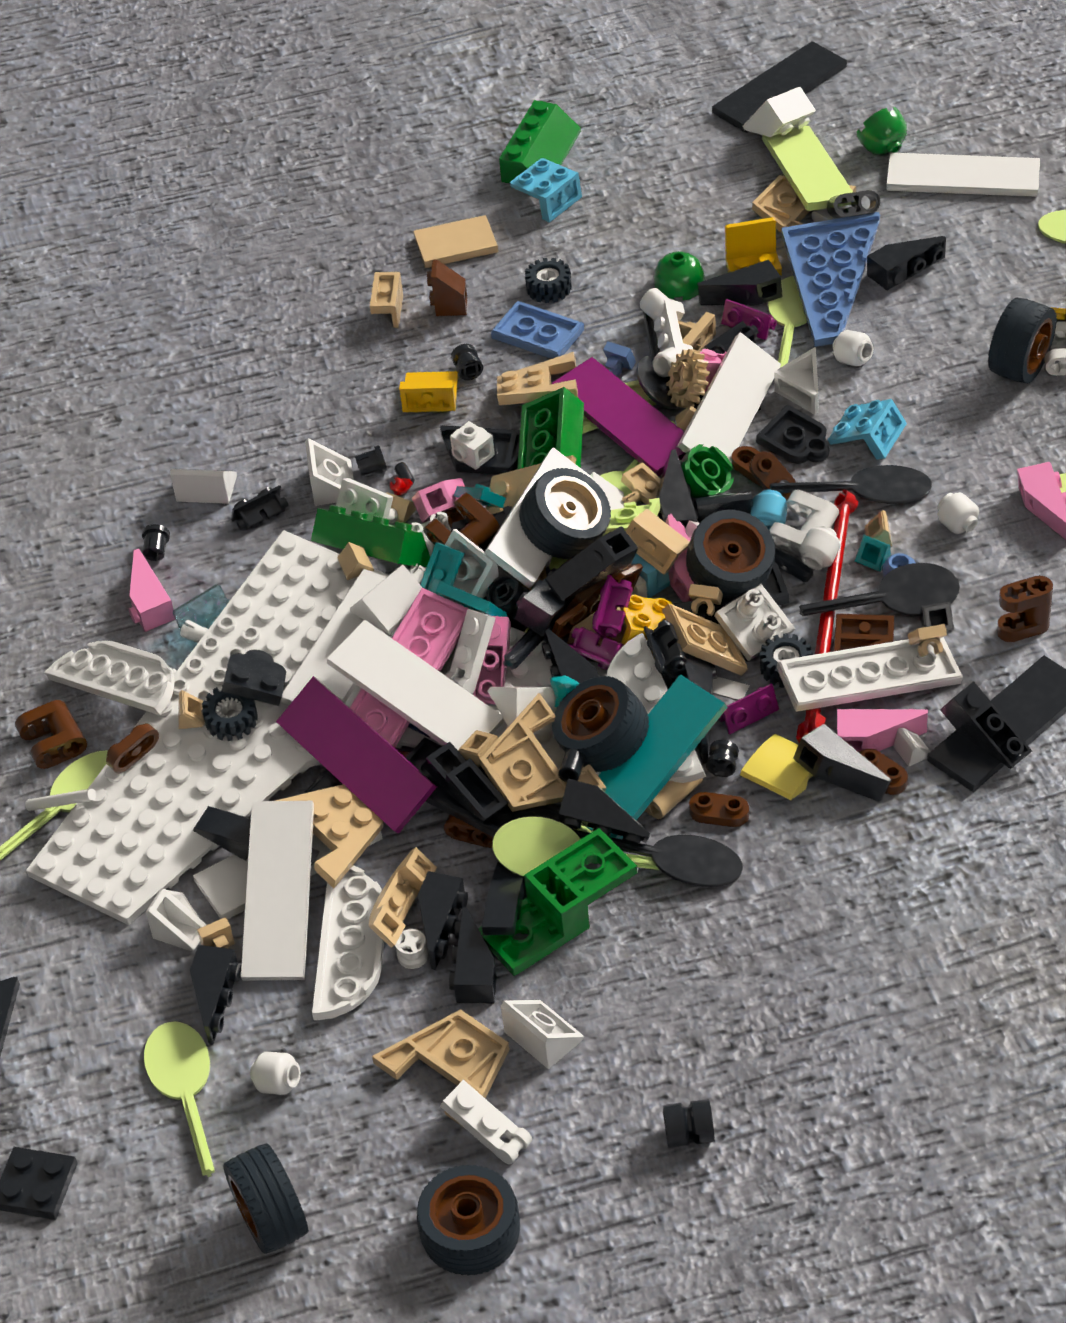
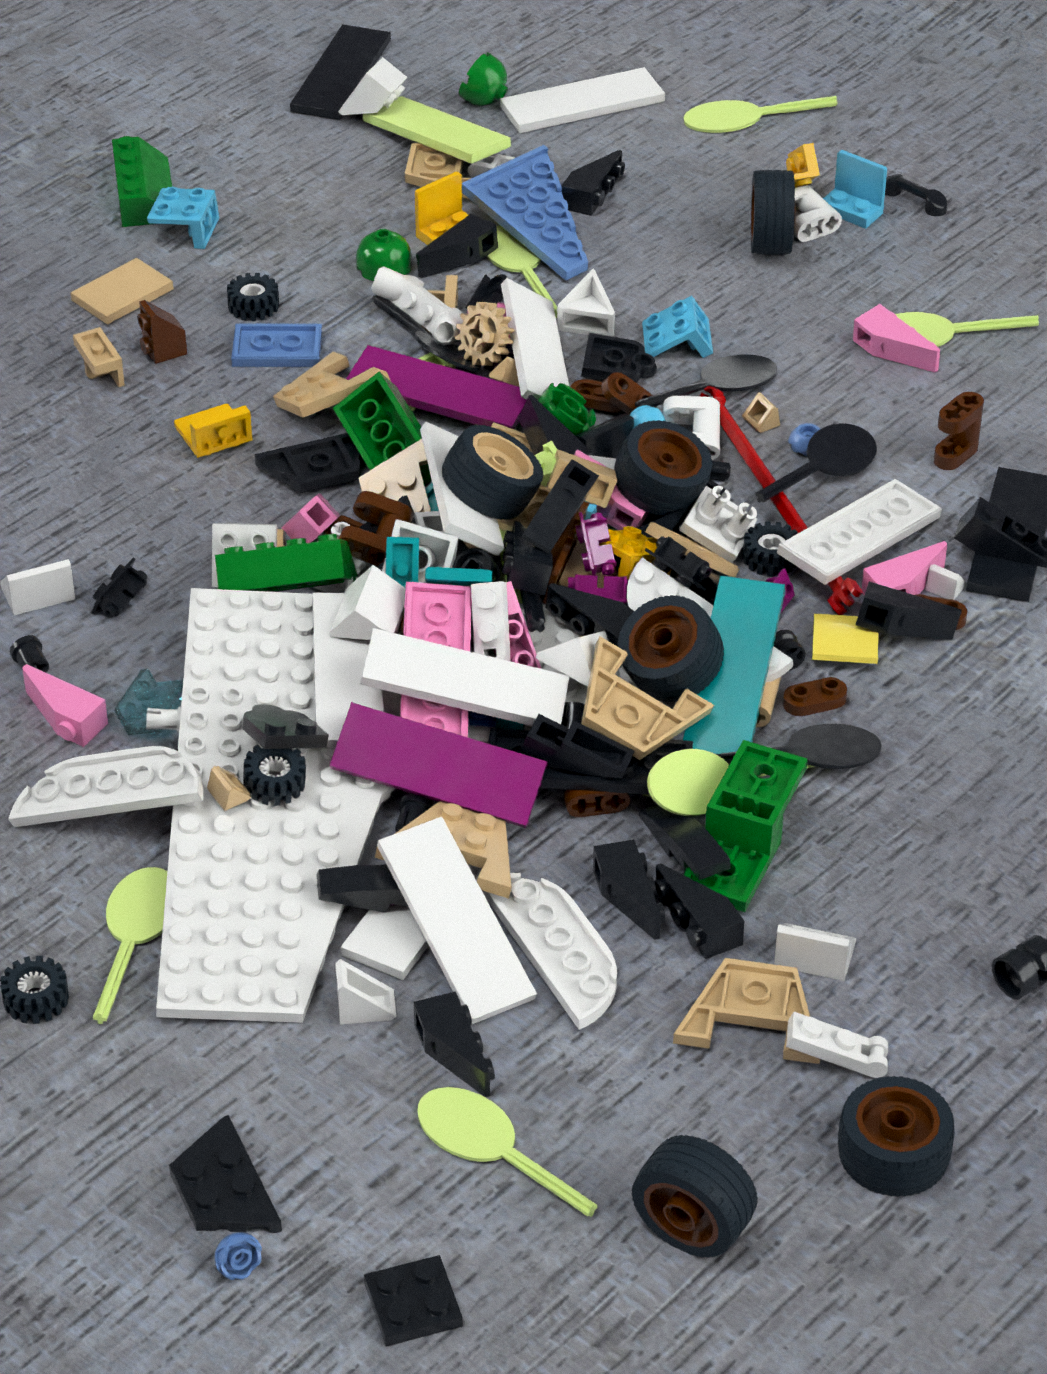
camera: 35 degrees left, 5 degrees down
(60, 799) = (141, 926): white bar -> none
(64, 730) = (89, 872): reddish brown connector -> none
(132, 747) = (198, 834): reddish brown plate -> none
(216, 934) = (417, 988): tan tile -> none
(275, 1073) = (587, 1089): white head -> none
(326, 472) = (168, 537): white slope -> none
(353, 561) = (294, 591): tan slope -> none
(371, 461) = (206, 509): black bush -> none
(398, 896) = (572, 864): tan slope -> none
(403, 481) = (251, 513): arm -> none
(413, 940) = (626, 925): white wheel -> none
(467, 361) = (236, 392): black wheel -> none
(472, 445) = (313, 456): white brick -> none
(477, 746) = (570, 707): tan slope -> none
(482, 495) = (345, 501): teal plate -> none
(562, 686) = (610, 627): teal rock -> none
(571, 765) = (676, 693): black hinge -> none
(593, 808) = (724, 725): black slope -> none
(618, 358) = (386, 338): medium blue tile -> none
(704, 595) = (666, 509): tan tile -> none
(736, 313) = (472, 271): magenta hinge -> none
(819, 547) = (731, 439): white head -> none
(852, 348) = (610, 267): white head -> none
(856, 206) = (519, 142): black beam -> none
(862, 630) = (821, 499): reddish brown wing -> none
(872, 553) = (773, 433): teal slope -> none
(926, 636) = (896, 483): tan tile -> none
(937, 614) = (876, 468): black slope -> none
(958, 513) = (825, 375): white head -> none

